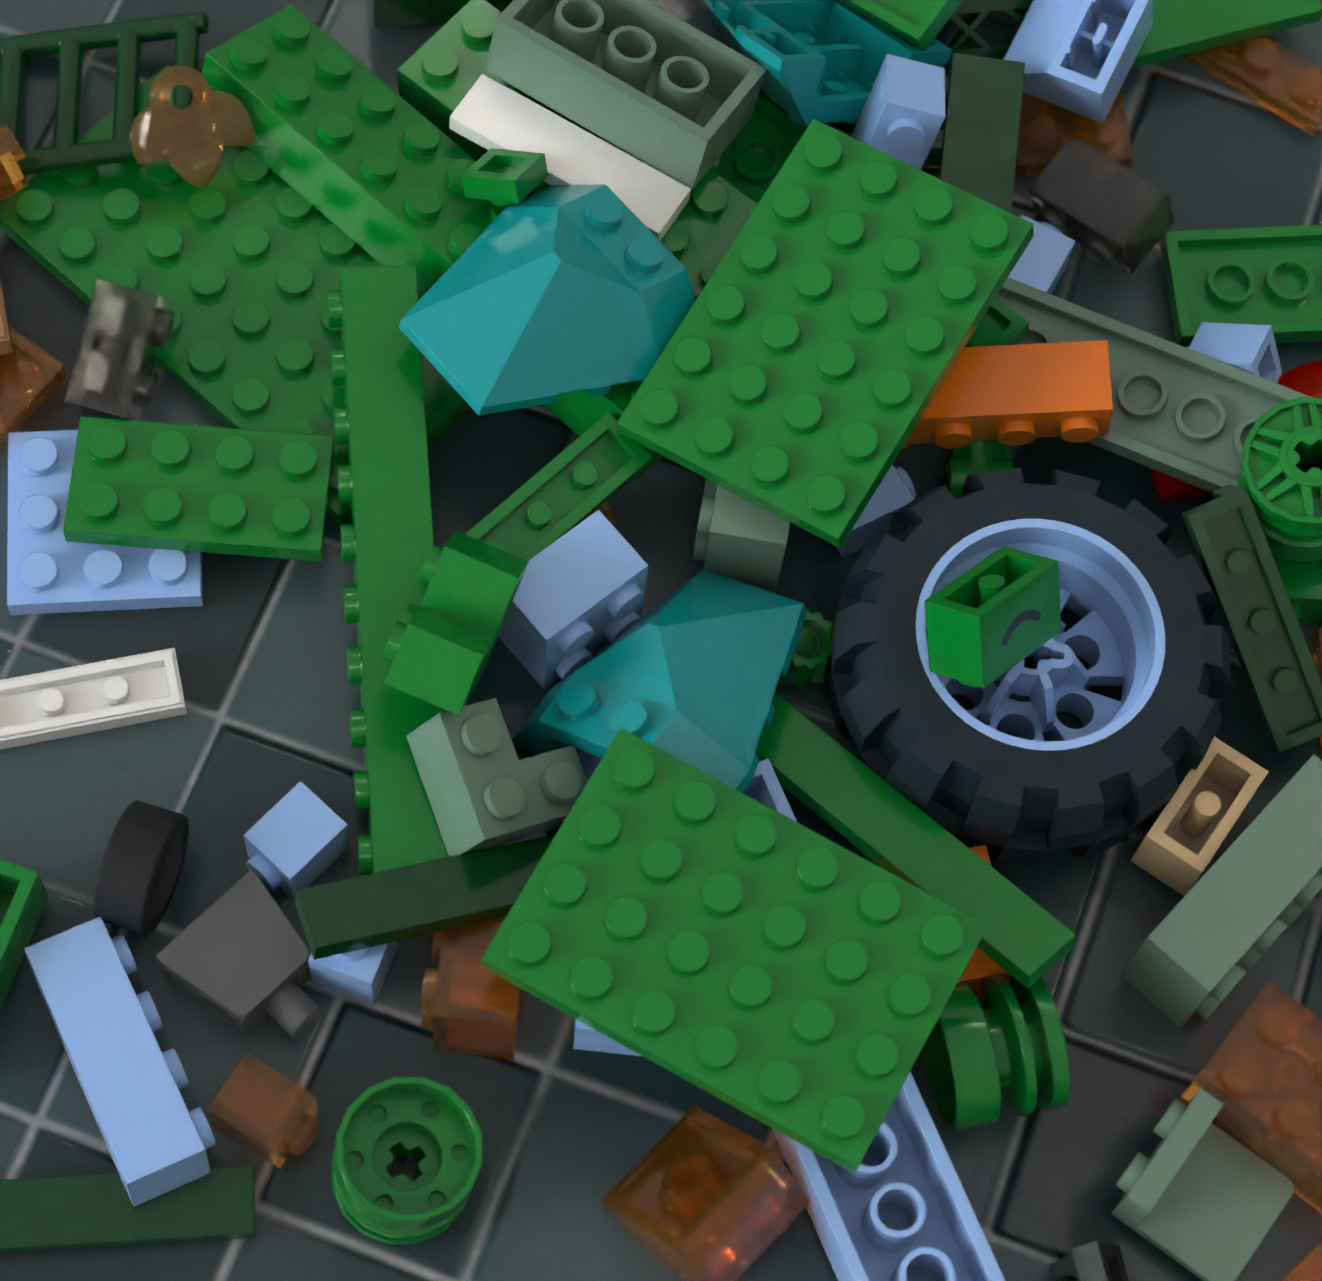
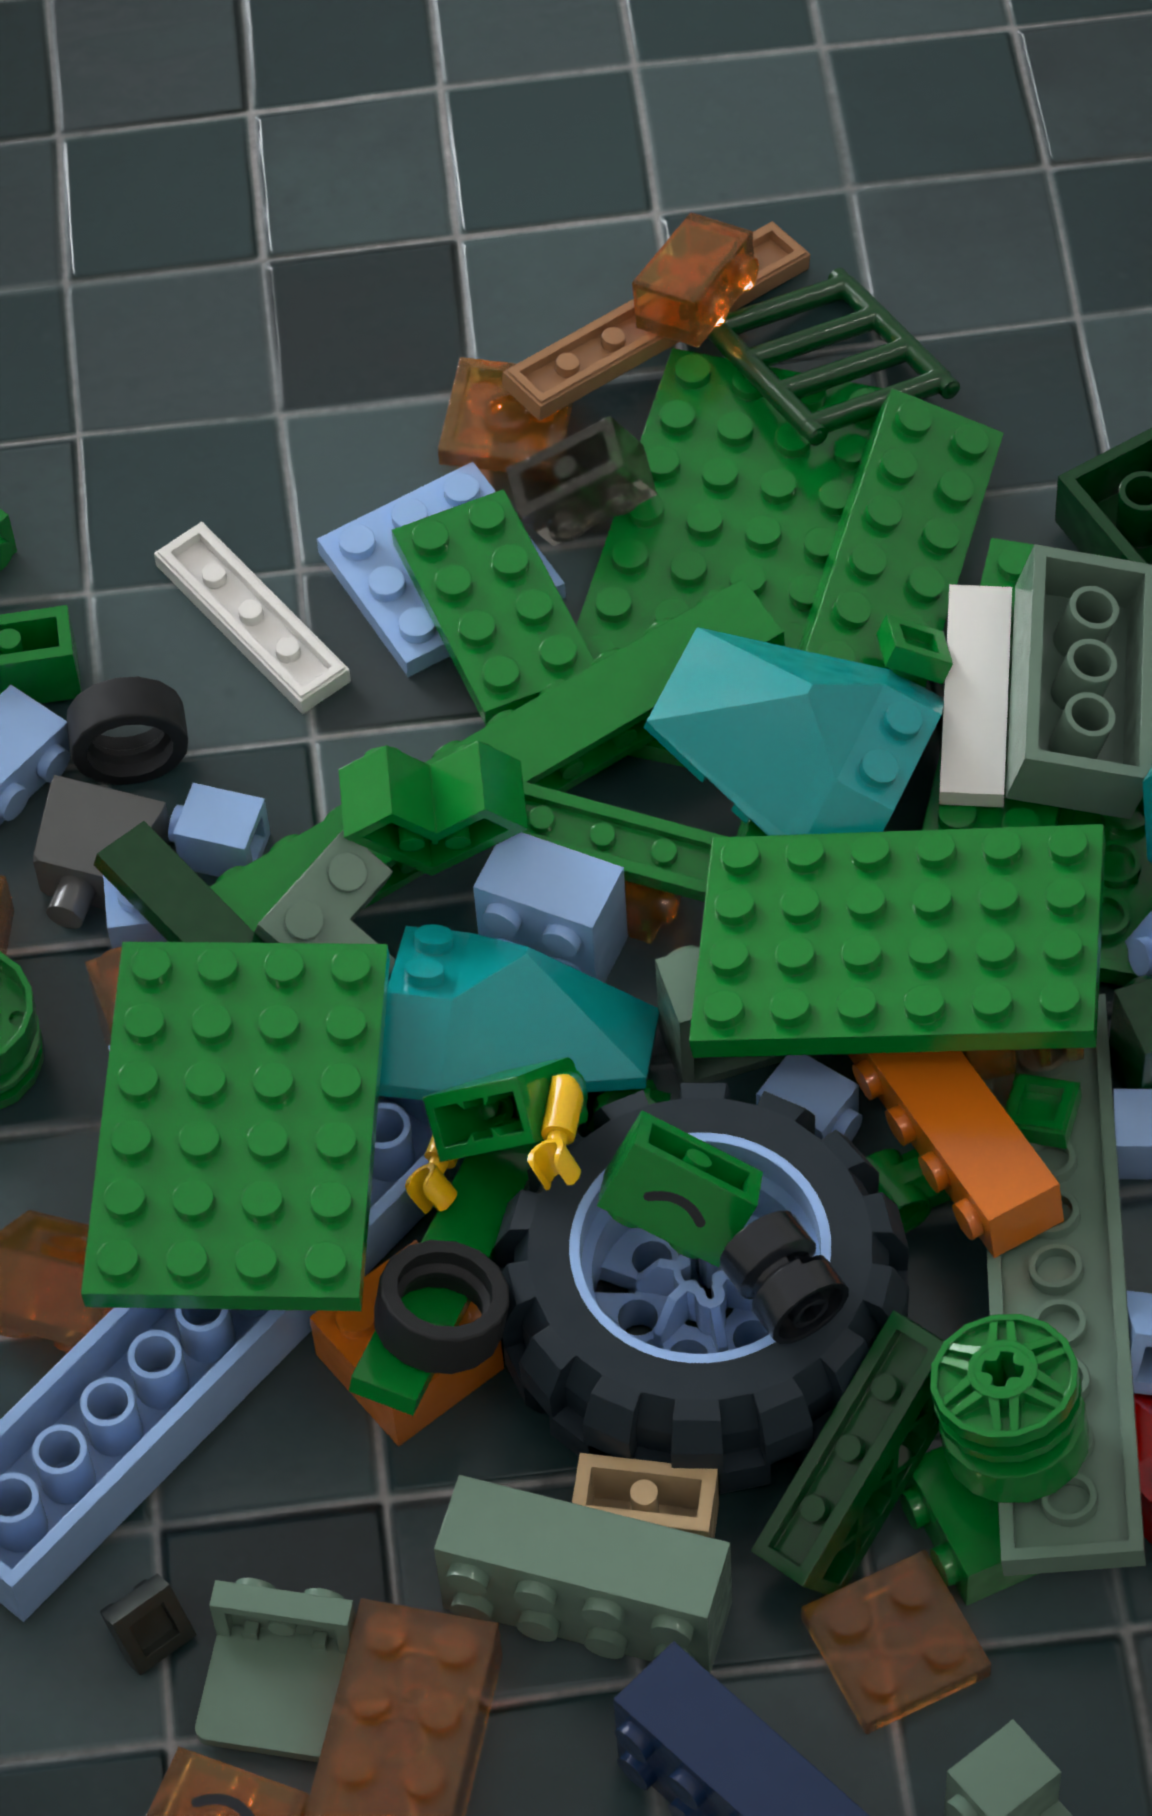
camera: 75 degrees right, 10 degrees down
(190, 135) = (813, 423): clear orange plate -> none
(829, 716) = (498, 1114): none -> green torso
(997, 825) = (433, 1346): none -> black tyre
(1005, 1046) = (304, 1426): green wheel -> none
(1128, 576) = (788, 1284): none -> black wheel

